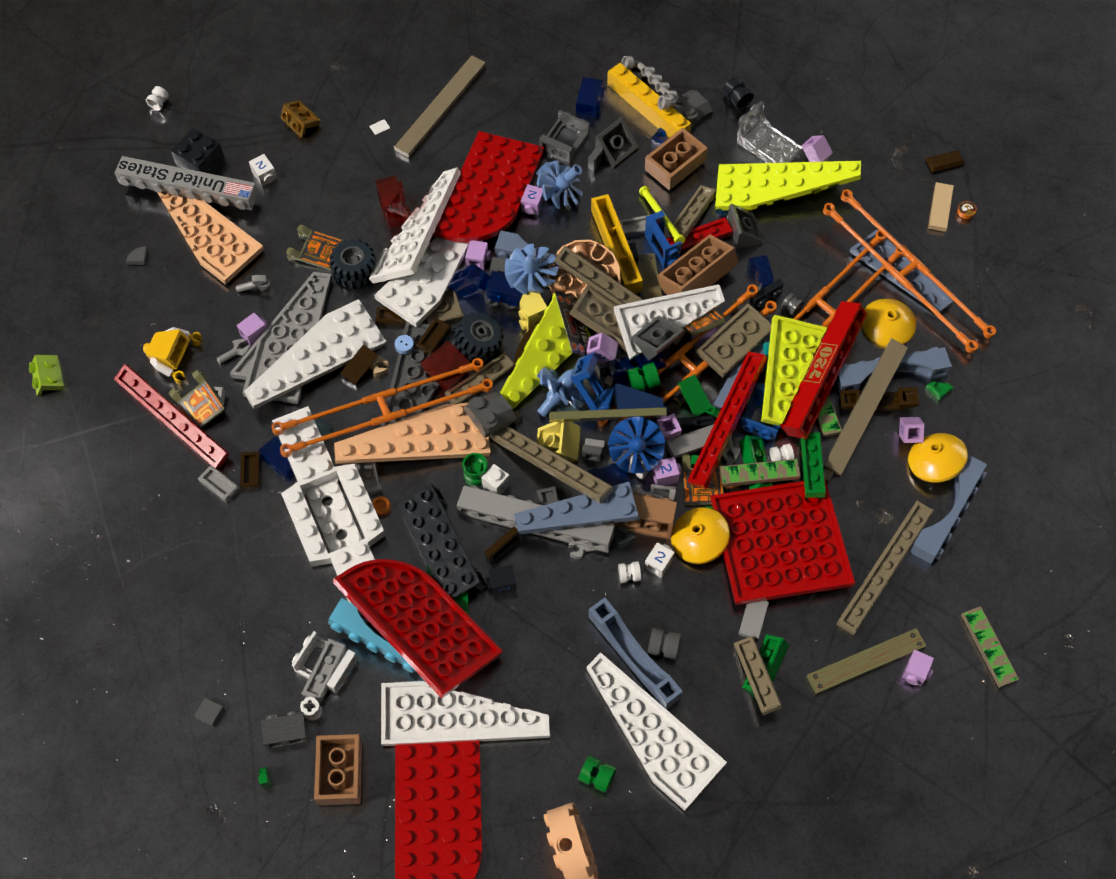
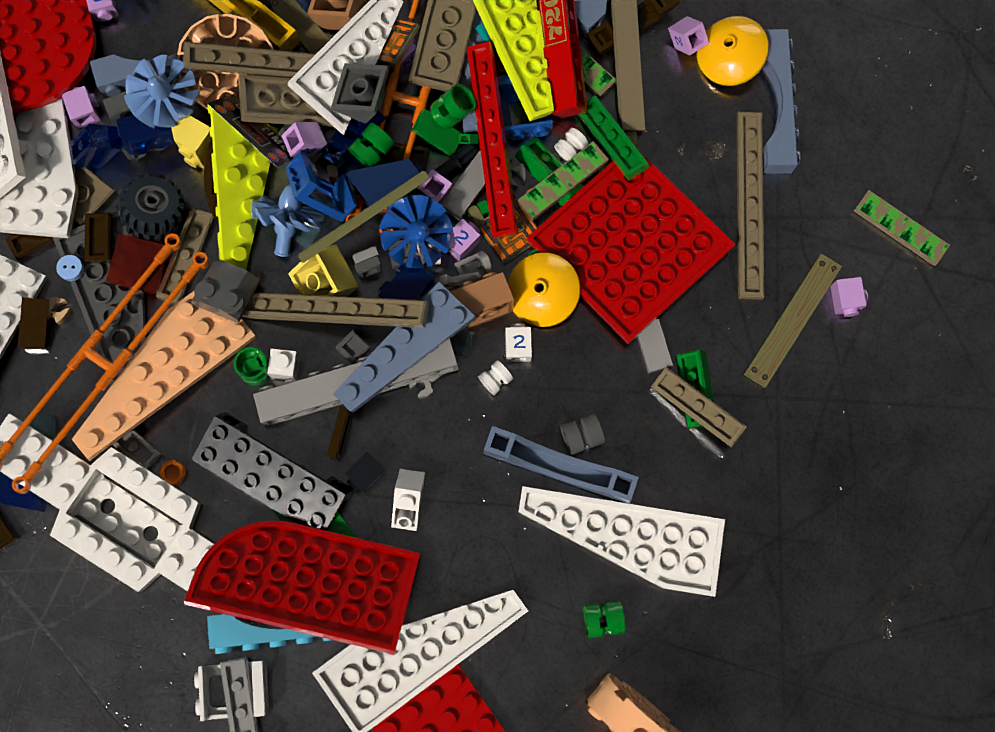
camera: 40 degrees left, 15 degrees up
(518, 613) = (407, 499): none -> white slope
(715, 383) = (453, 106): none -> green wheel

